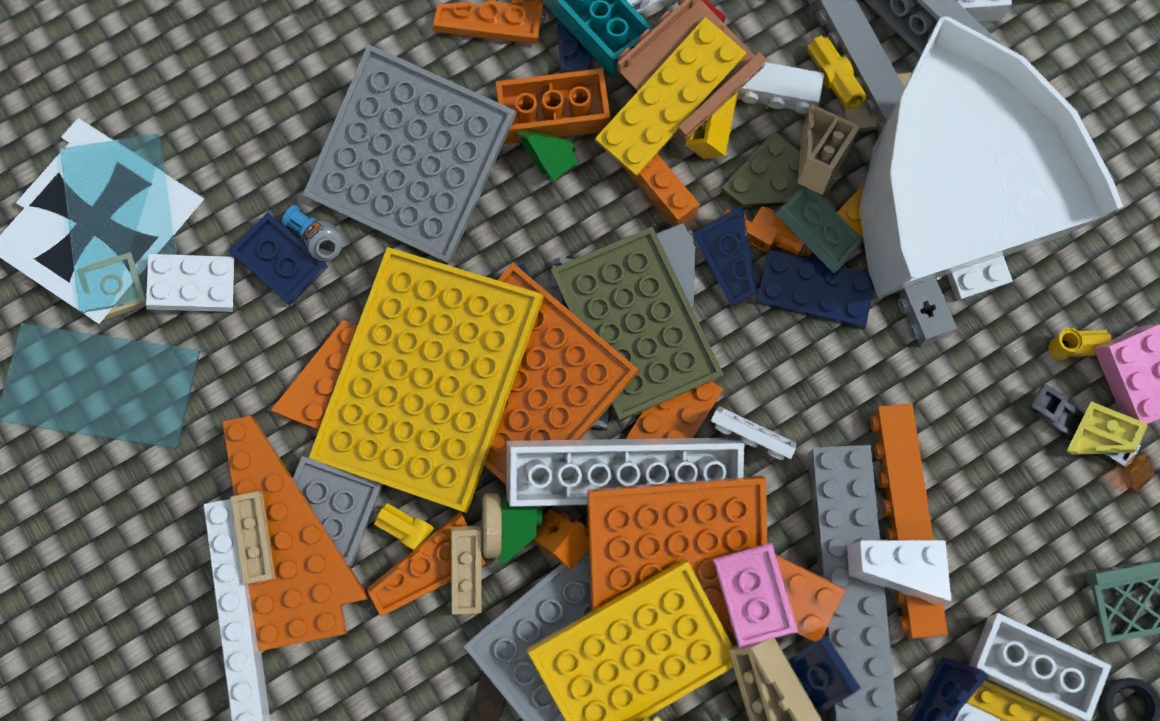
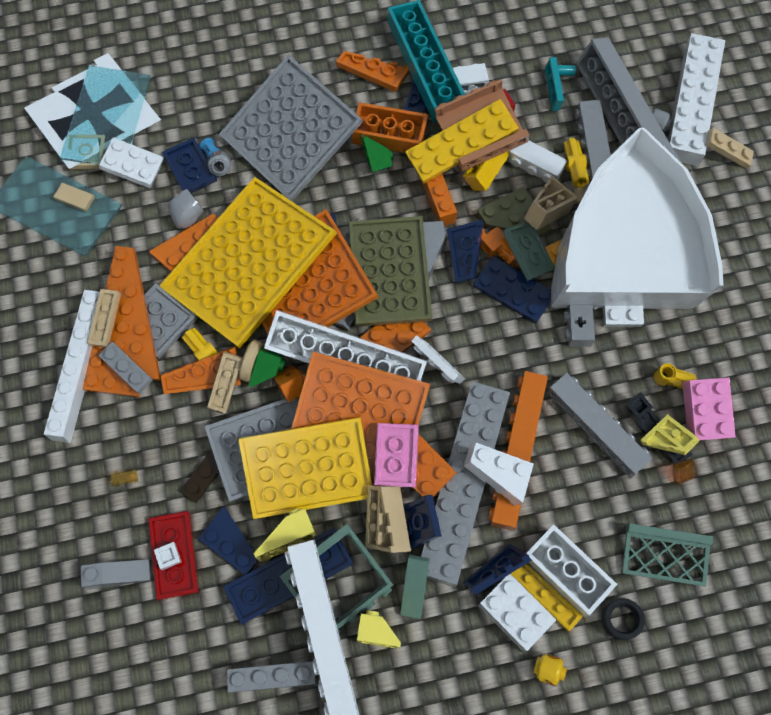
camera: 20 degrees right, 5 degrees down
(124, 364) = (74, 197): none -> tan tile
(301, 331) = (184, 210): none -> light grey piece
(313, 599) = (125, 367): none -> light grey plate
(1004, 448) = (599, 425): none -> light grey brick

